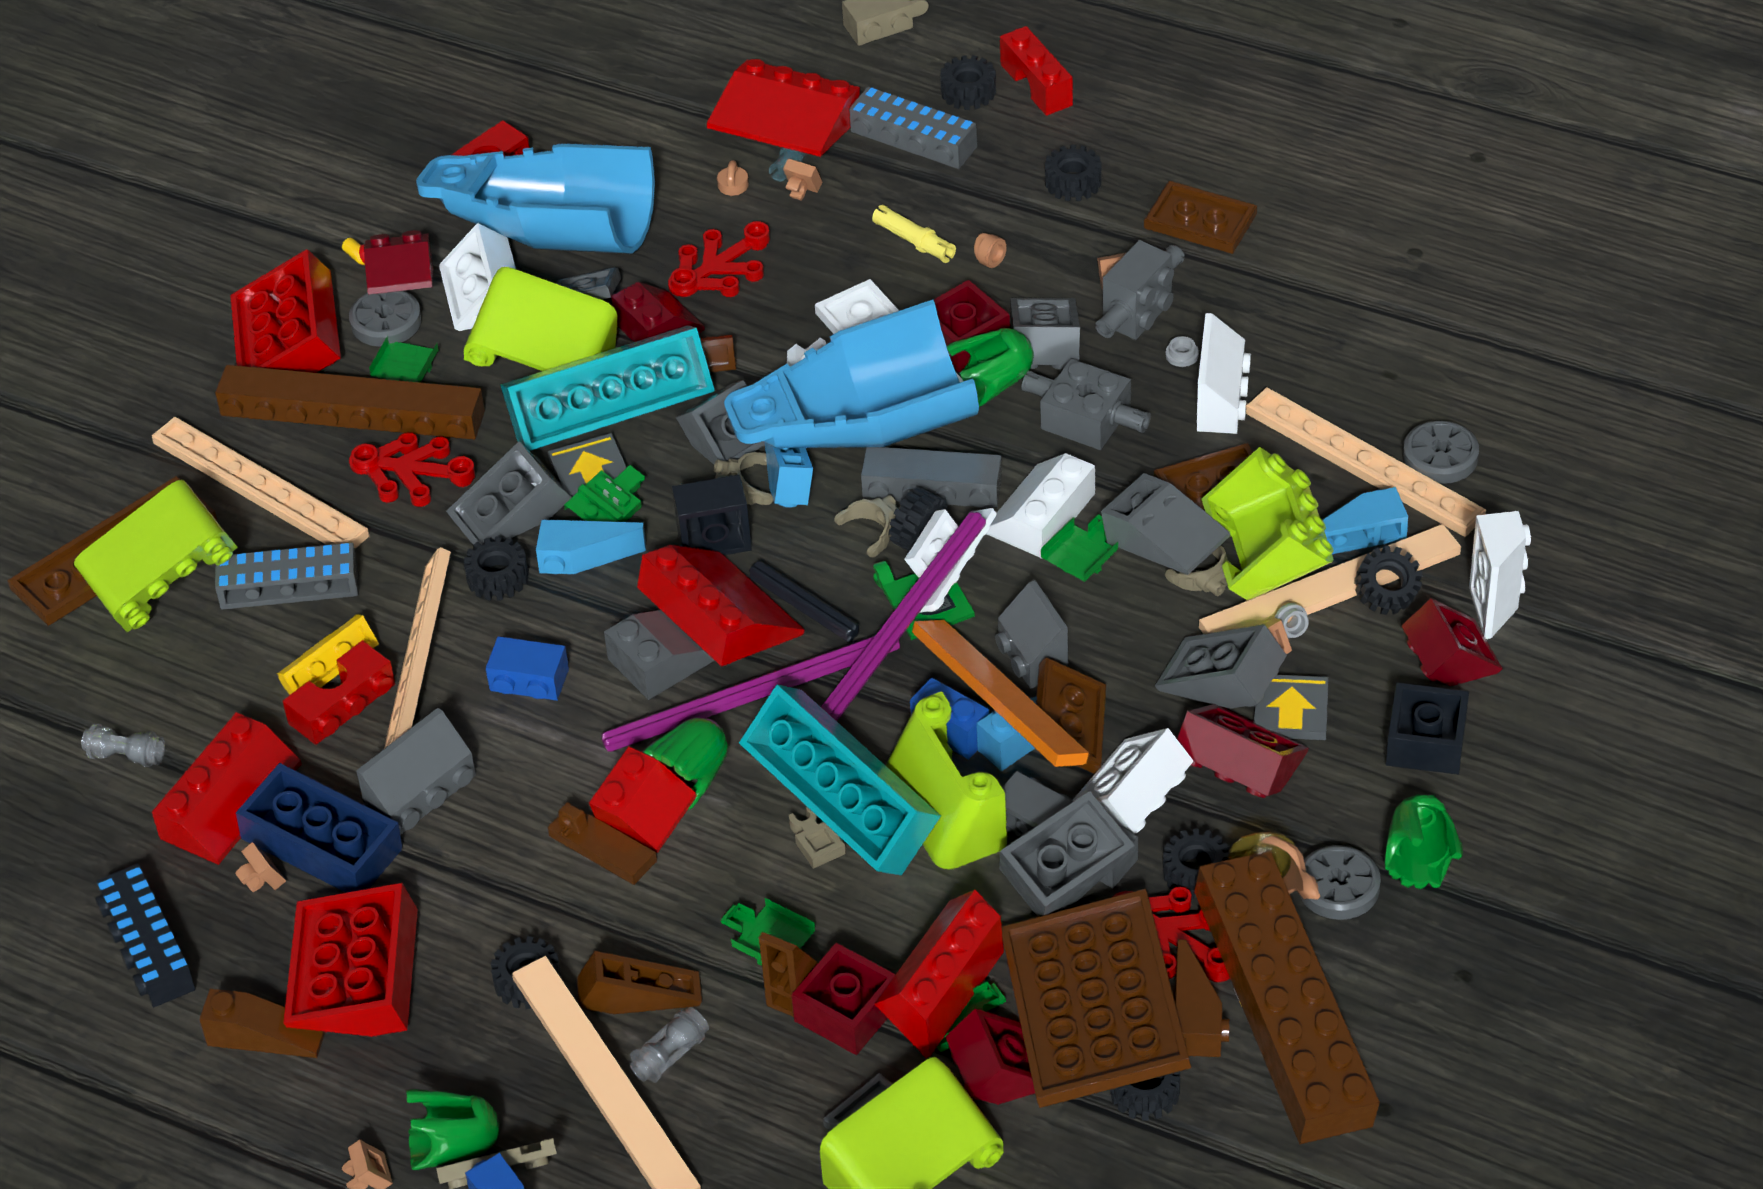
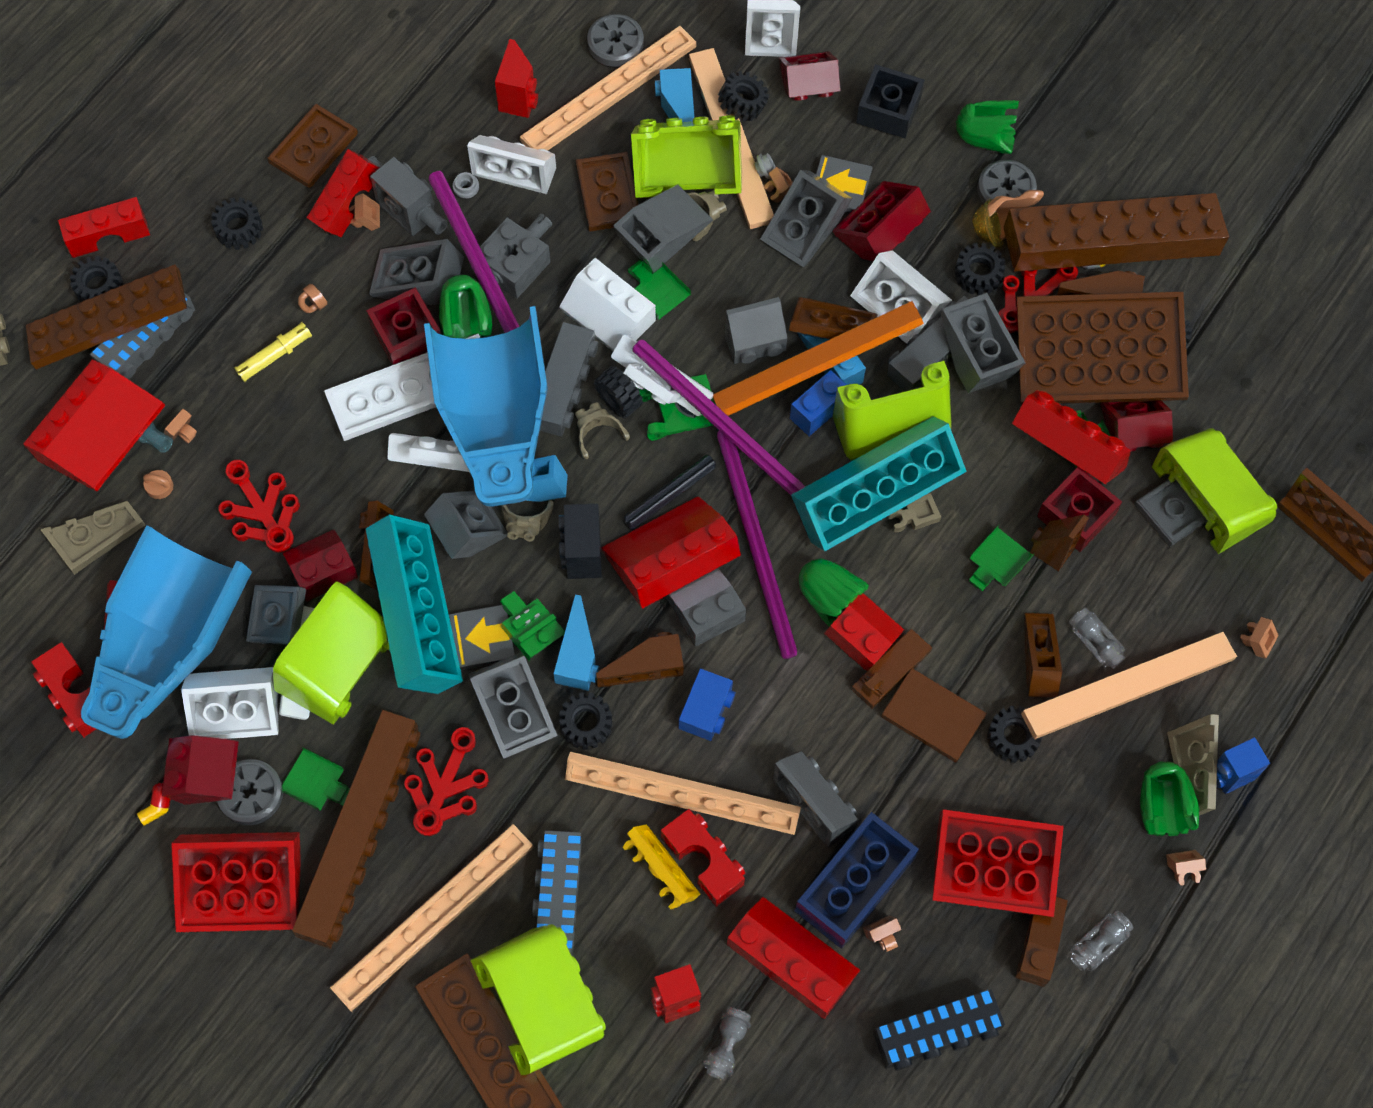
camera: 85 degrees left, 20 degrees up
(162, 670) = (676, 994): none -> red arch
(275, 1095) = (1112, 930): none -> clear piece
(544, 892) = (933, 715): none -> reddish brown tile
(576, 608) = (651, 660): none -> reddish brown slope
(669, 147) = (91, 537): none -> dark tan wing
(917, 88) = (105, 316): none -> reddish brown plate
(1046, 368) = (472, 251): none -> magenta axle
(1109, 232) = (332, 207): none -> red arch
(1336, 357) = (516, 83): none -> red slope

